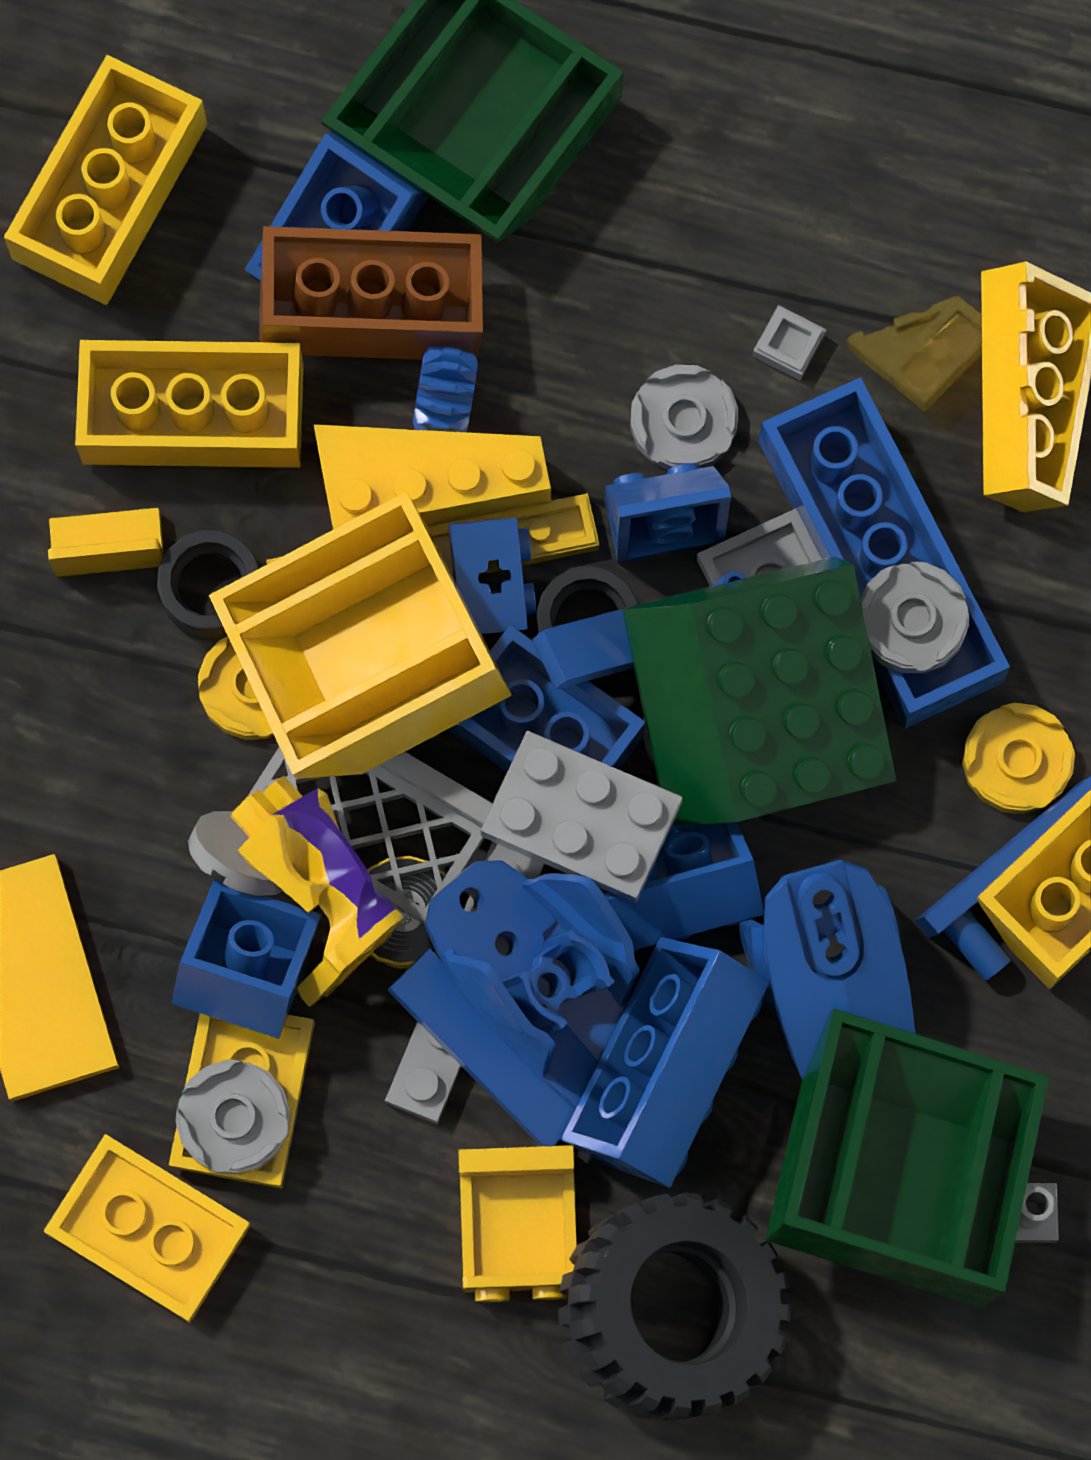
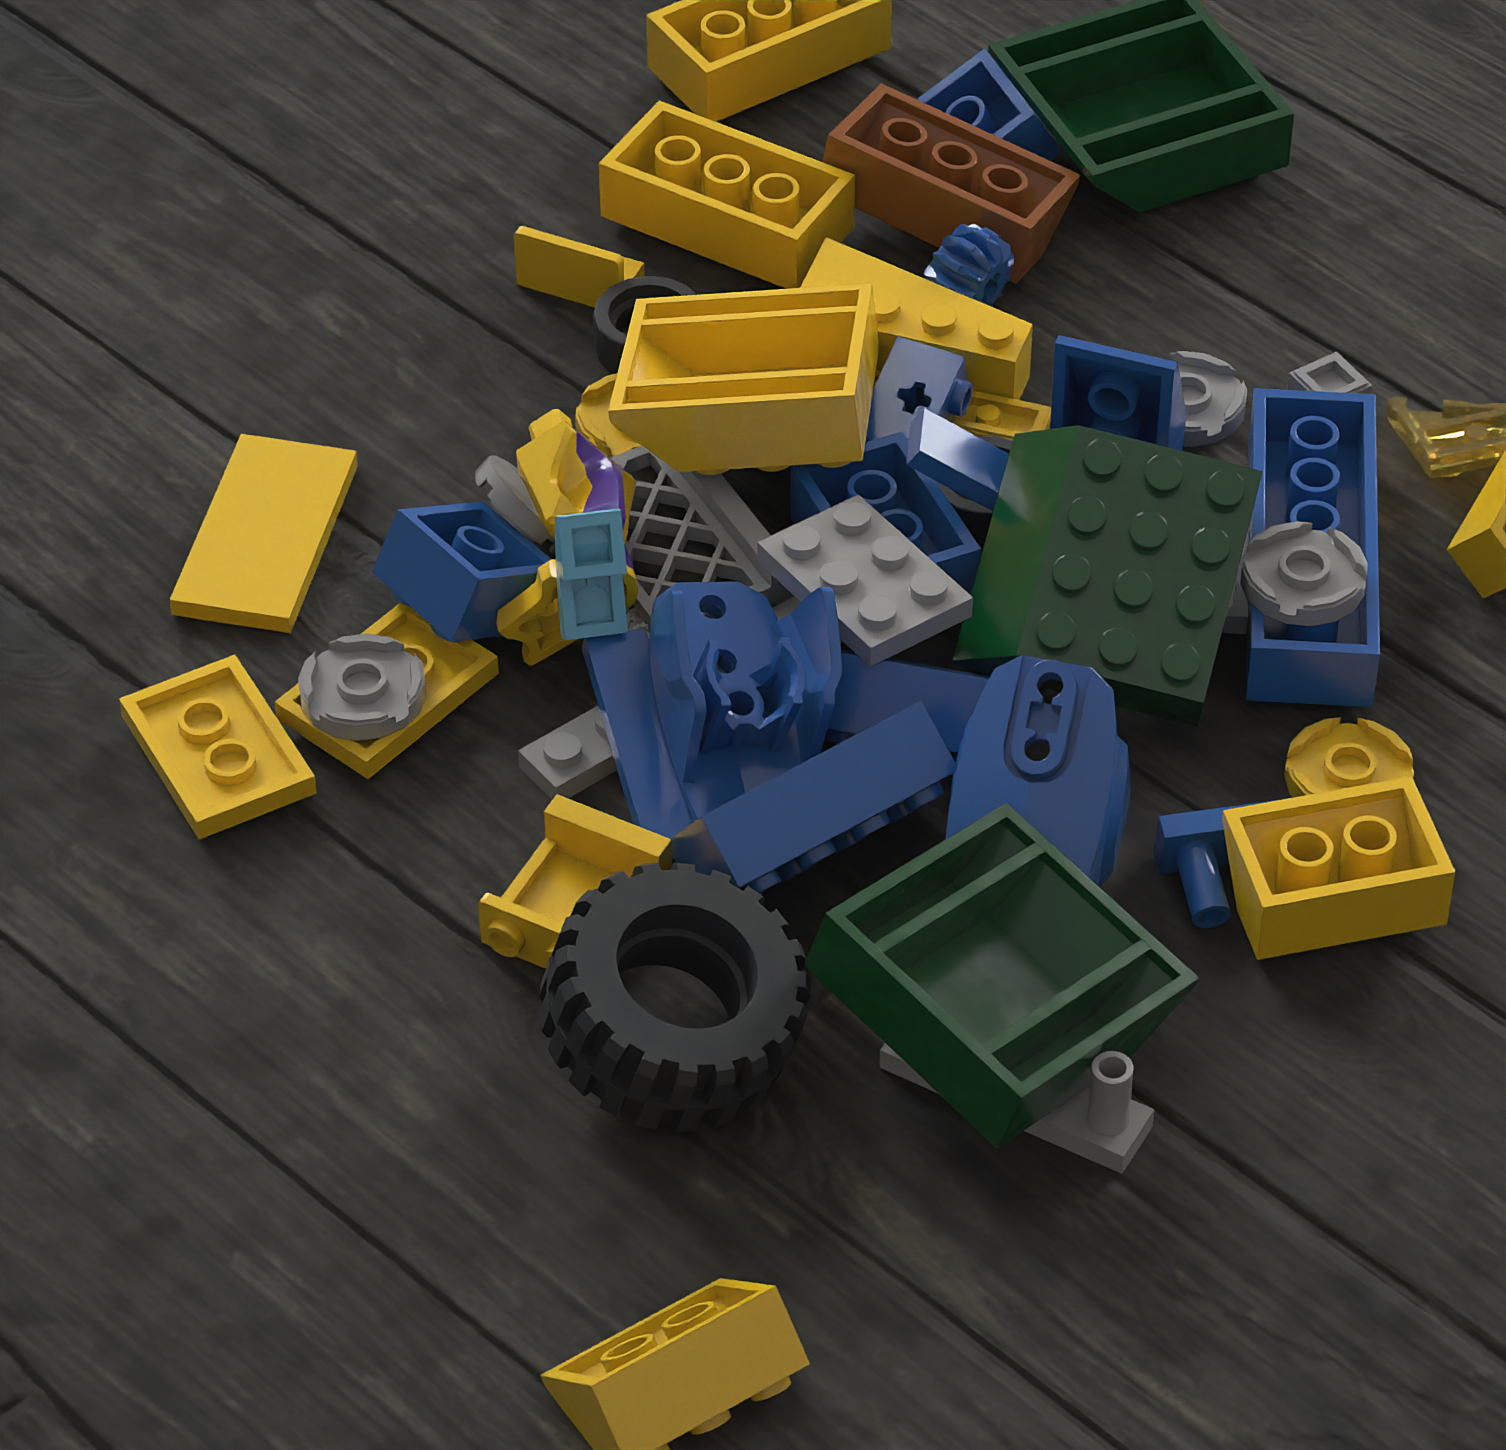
camera: 30 degrees right, 30 degrees down
(381, 953) = (590, 574): none -> medium azure slope

